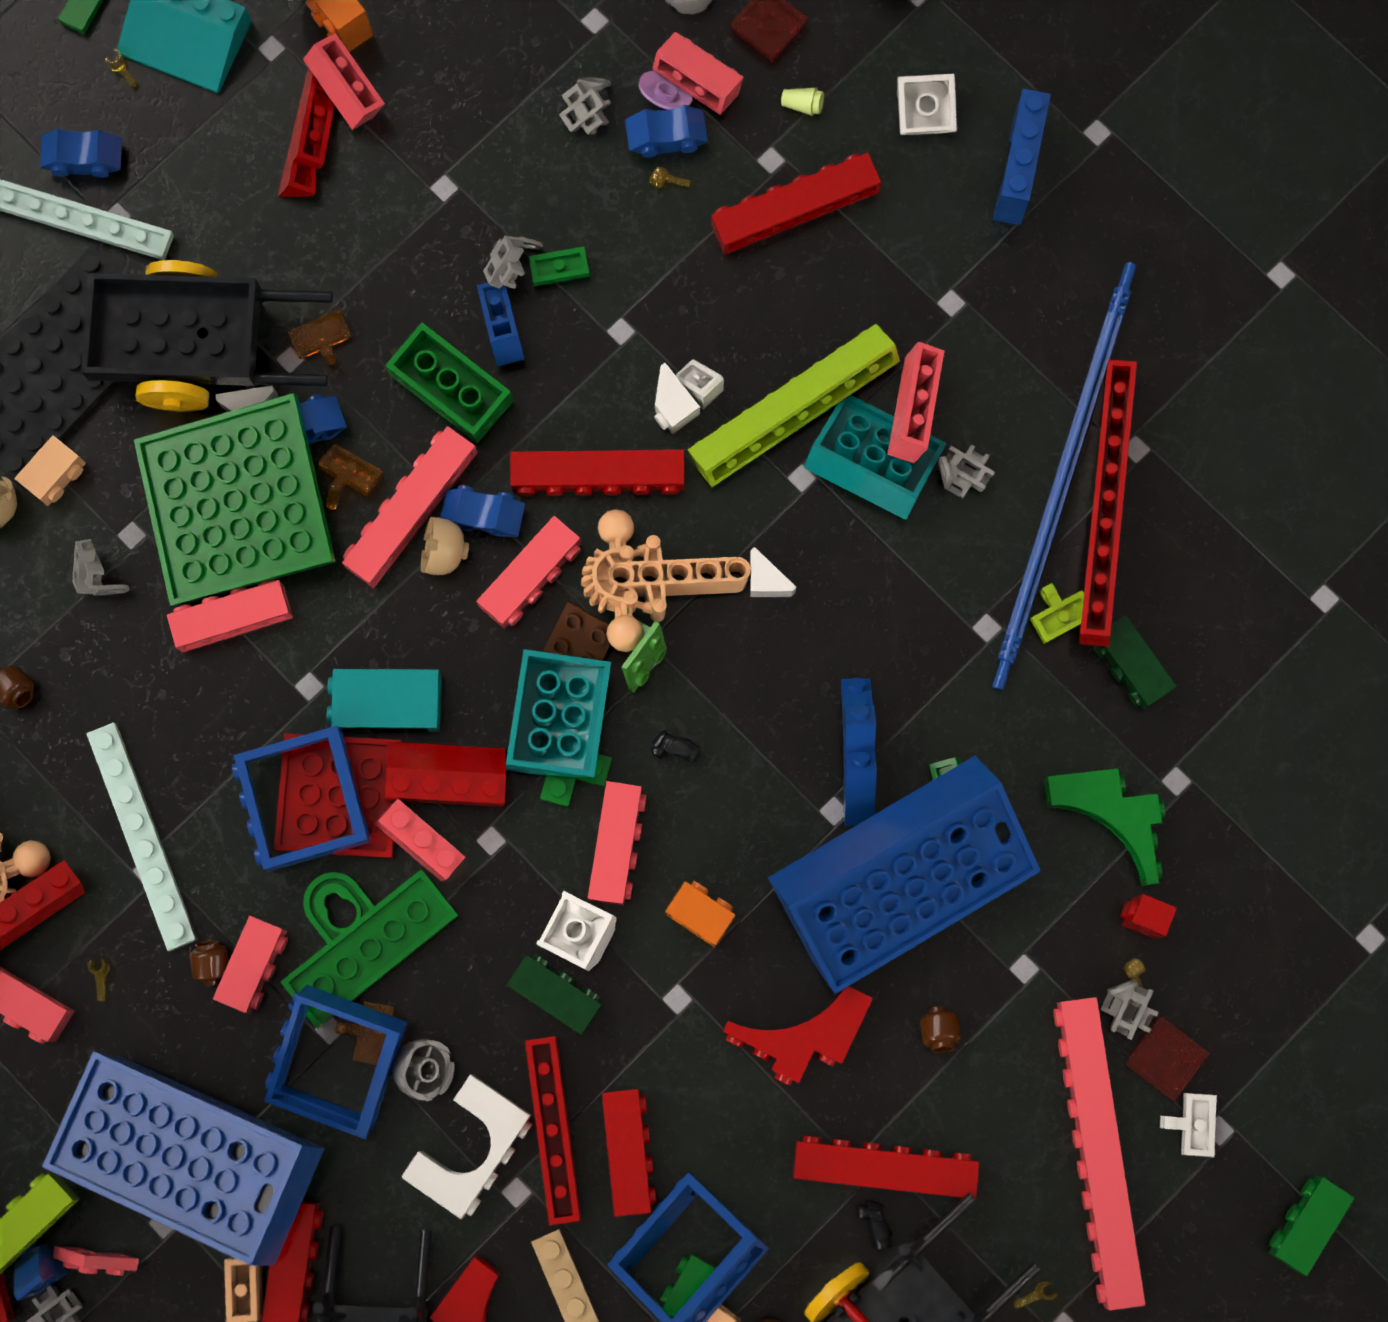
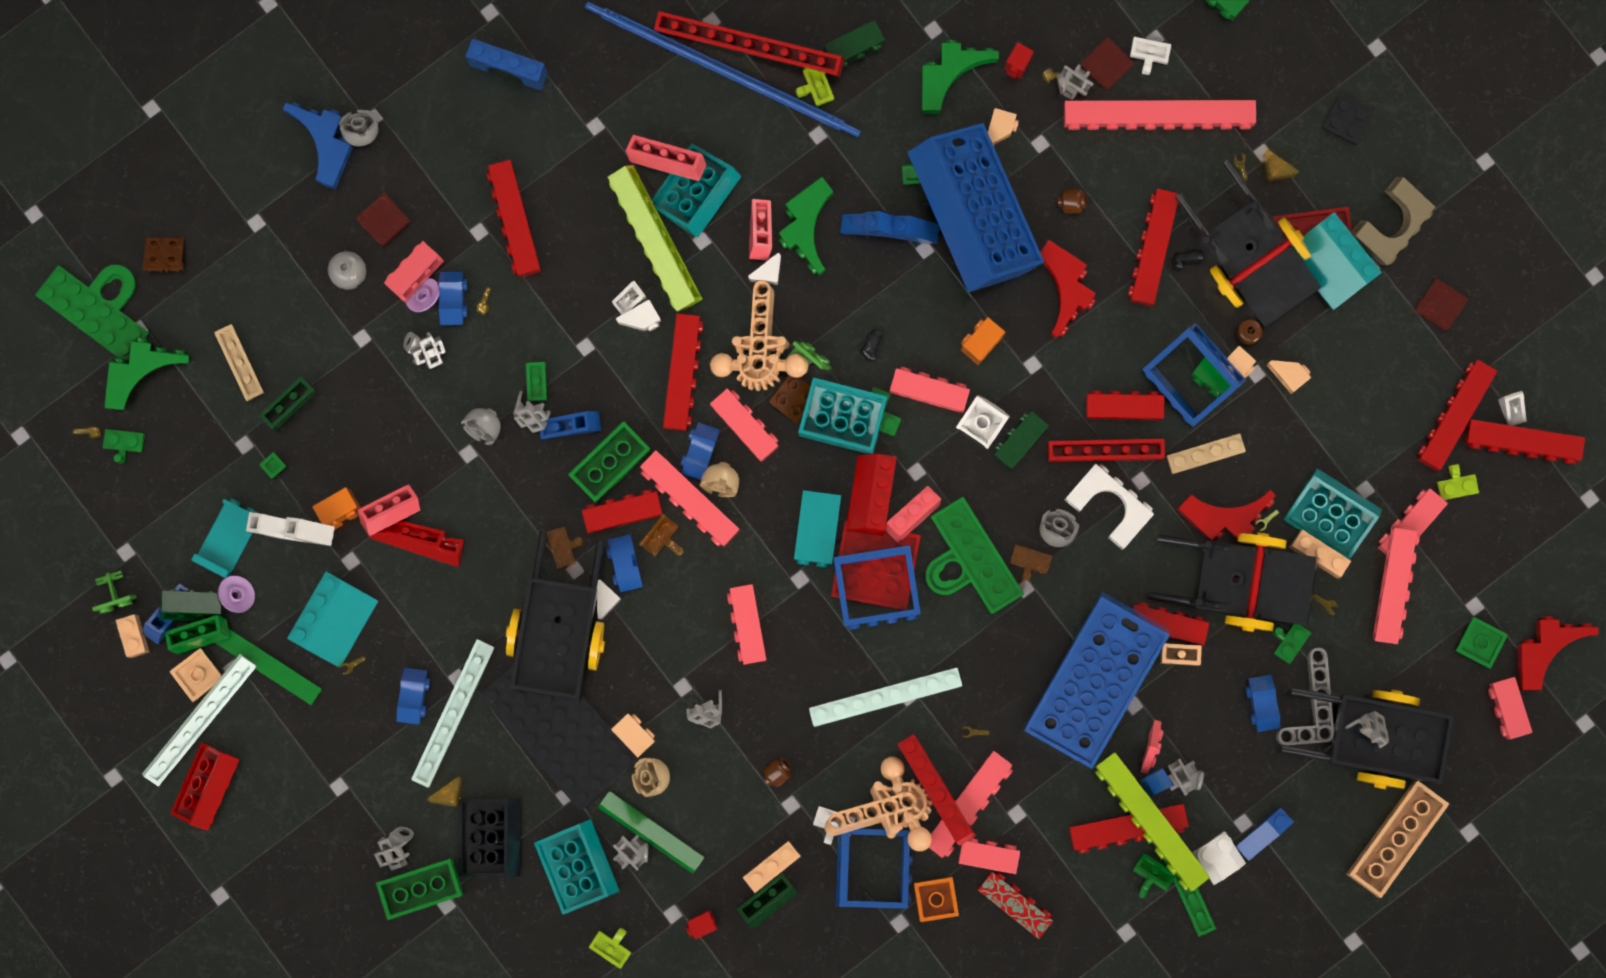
camera: 85 degrees left, 5 degrees up
(209, 962) = (973, 658): reddish brown head -> none
(234, 500) = (672, 612): green plate -> none
(251, 965) = (978, 632): coral brick -> none
(314, 1107) = (1076, 595): blue window -> none
(379, 412) = (622, 512): none -> red brick
(486, 197) = (482, 424): none -> light grey cylinder
(803, 100) = (441, 204): yellowish green cone -> none
(829, 558) = (760, 230): none -> coral slope
(832, 619) = (800, 233): none -> green arch
(926, 104) = (457, 121): white slope -> none
(963, 475) = (715, 134): light grey piece -> none
(1041, 903) = (1002, 125): none -> light nougat slope

